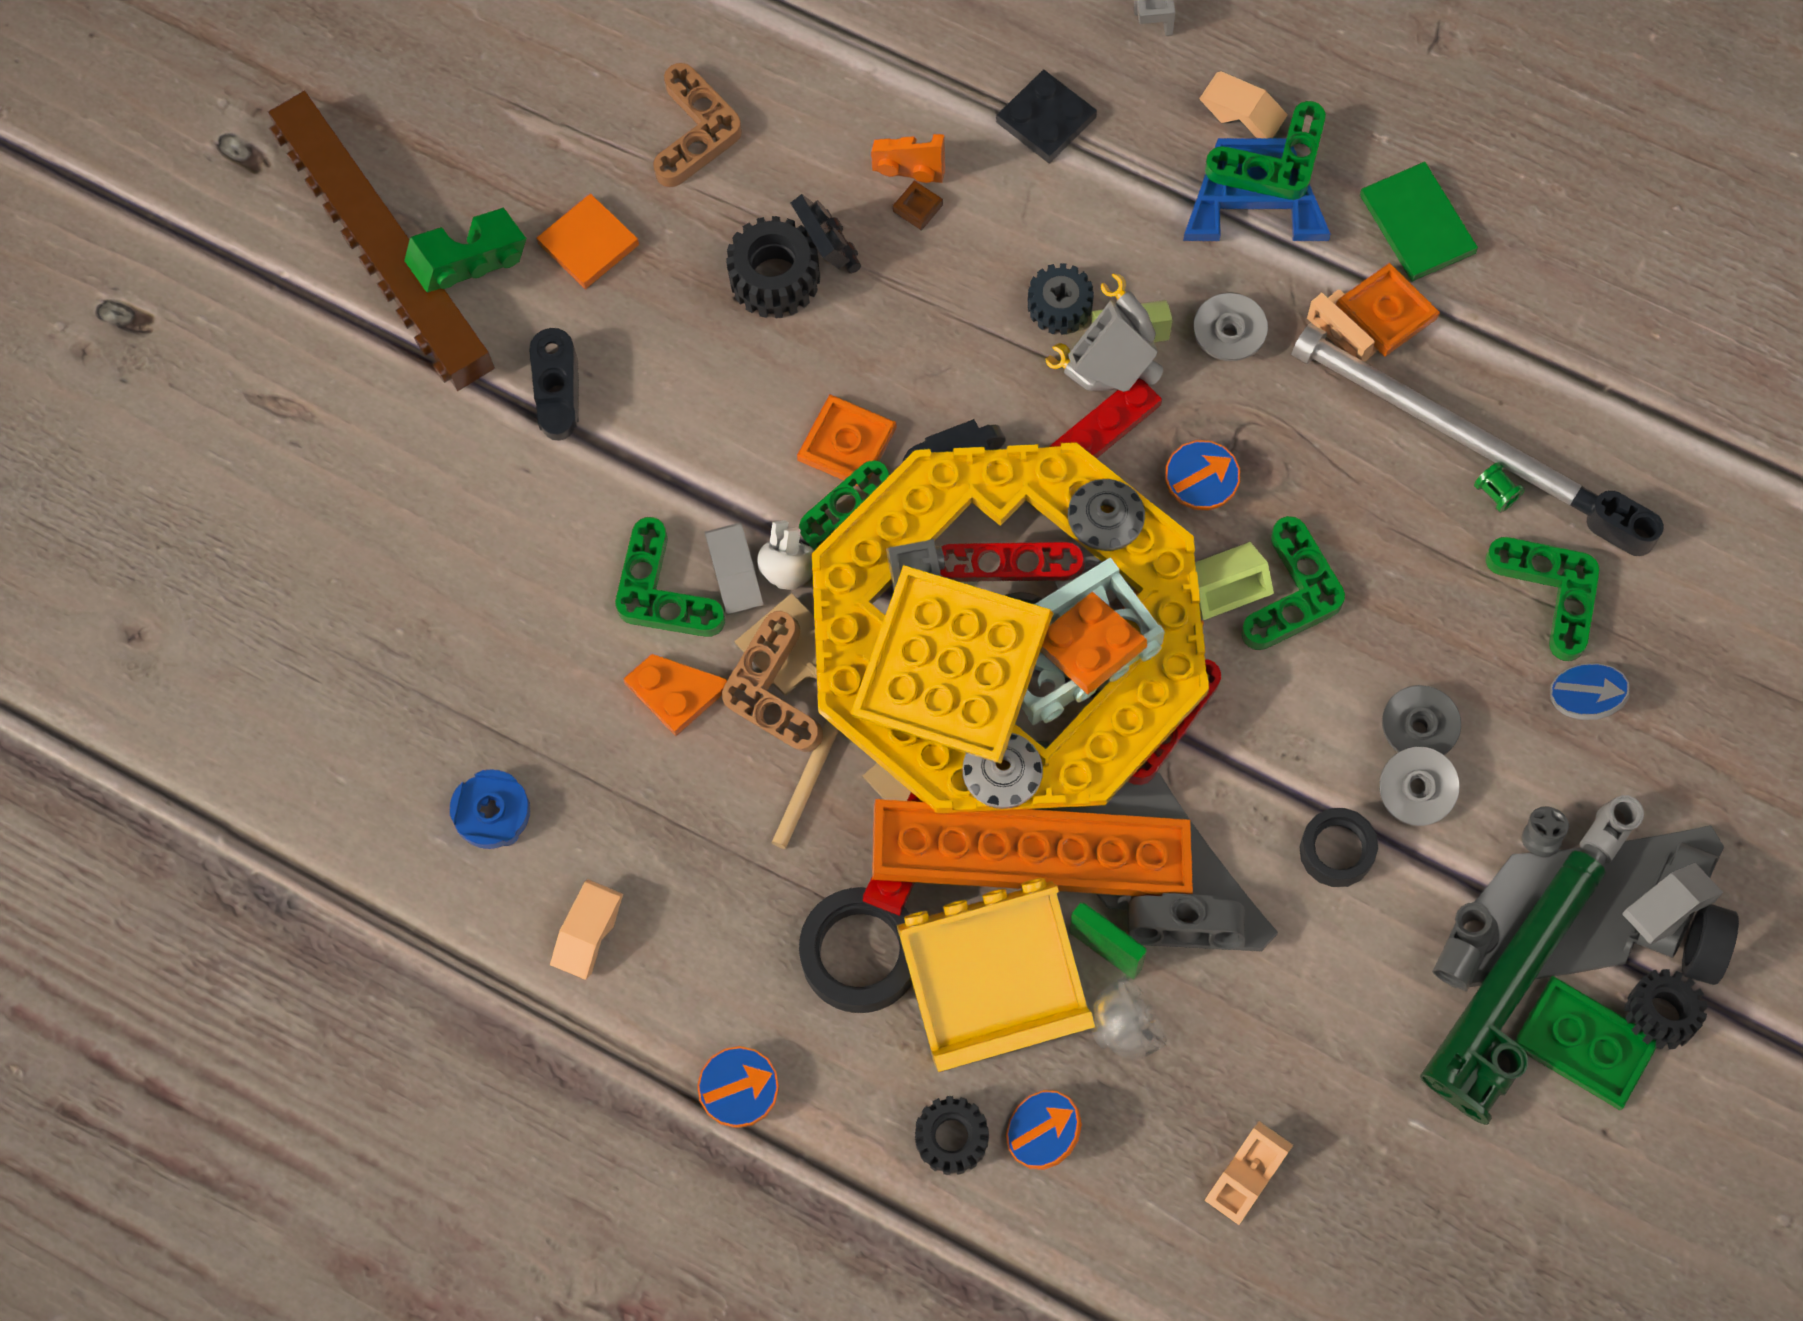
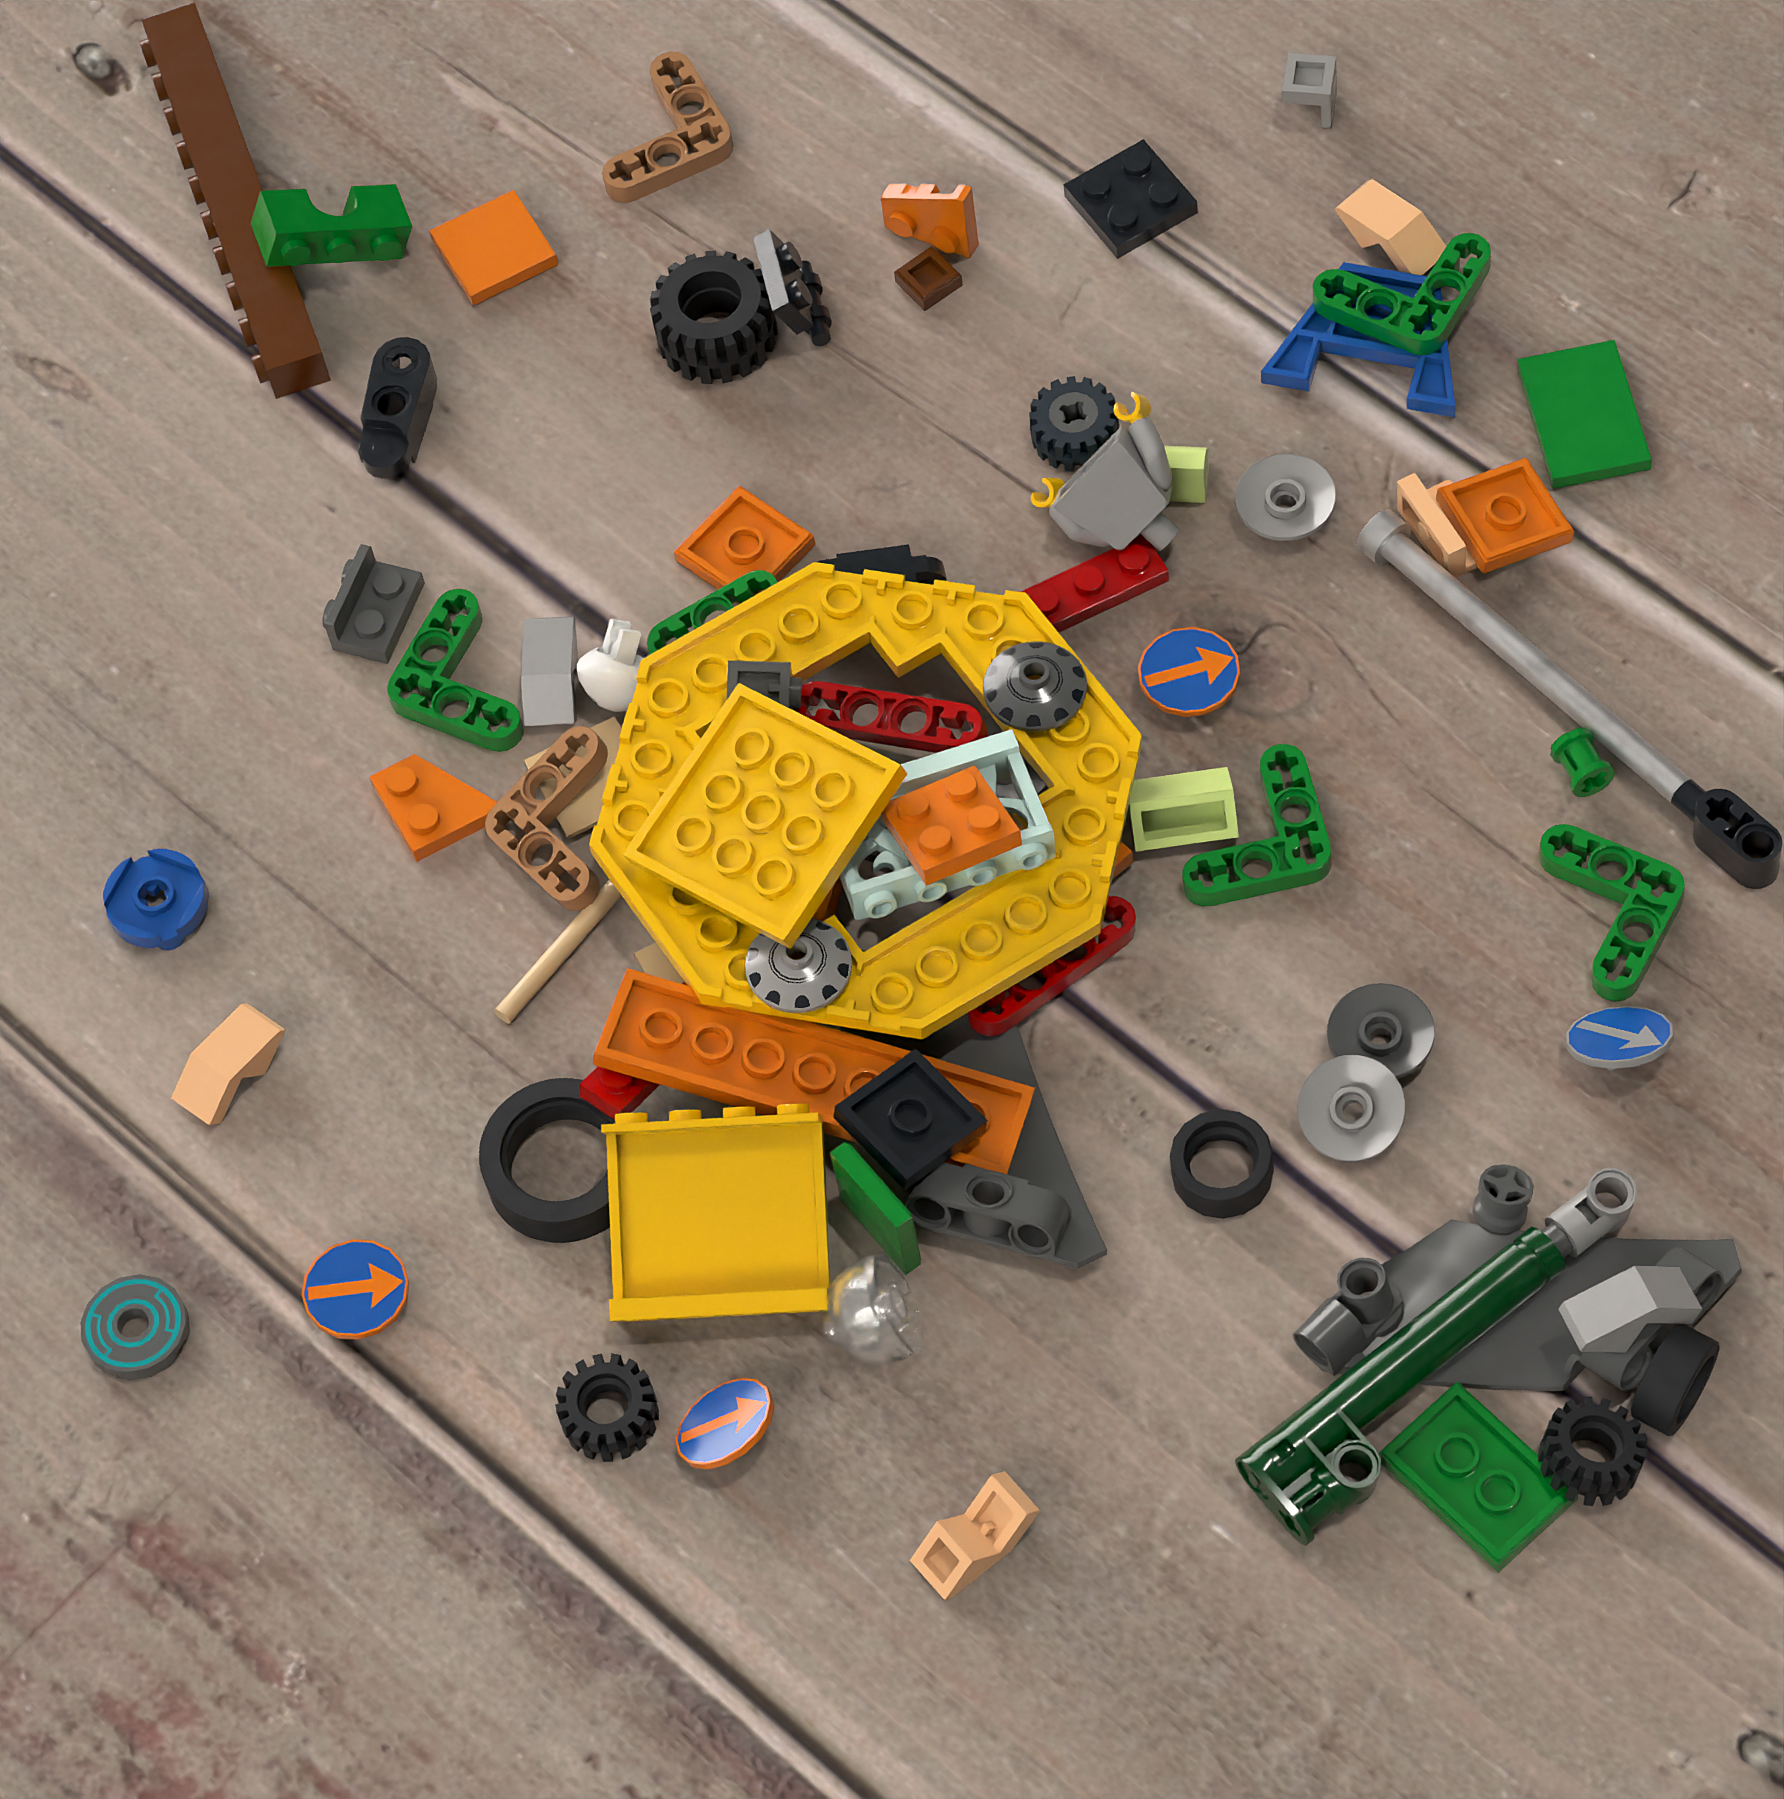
camera: 20 degrees right, 10 degrees down
(560, 1134) = (129, 1299): none -> dark grey tile
(583, 544) = (371, 606): none -> dark grey bracket
(1117, 870) = (910, 1119): none -> black plate

